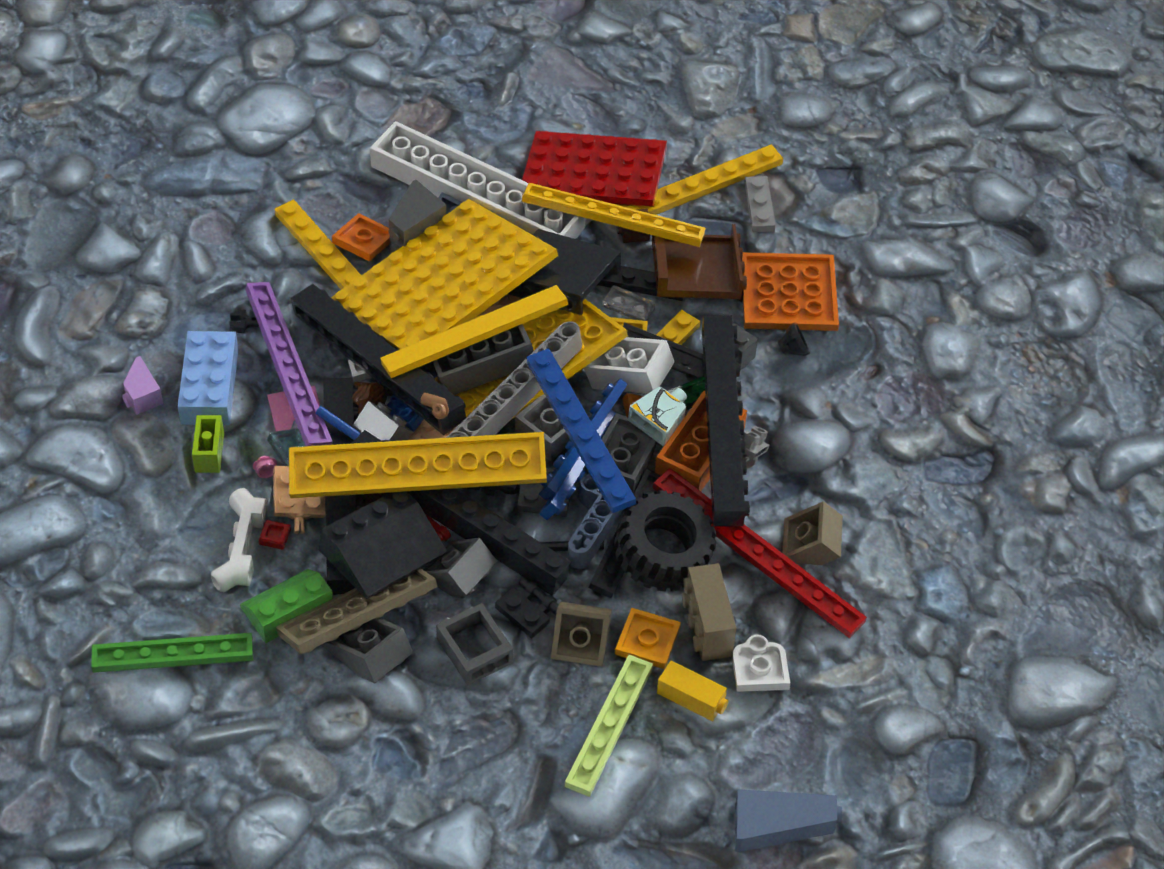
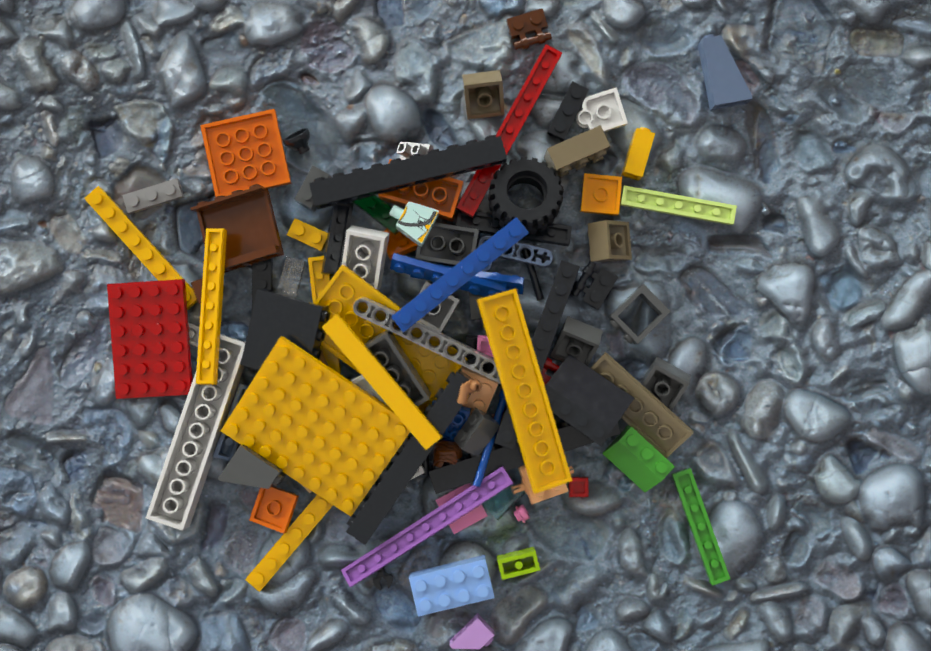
camera: 100 degrees left, 35 degrees up
(240, 566) = (619, 502): white plate -> none
(764, 623) = (567, 111): none -> black plate
(900, 608) = (527, 24): none -> reddish brown plate

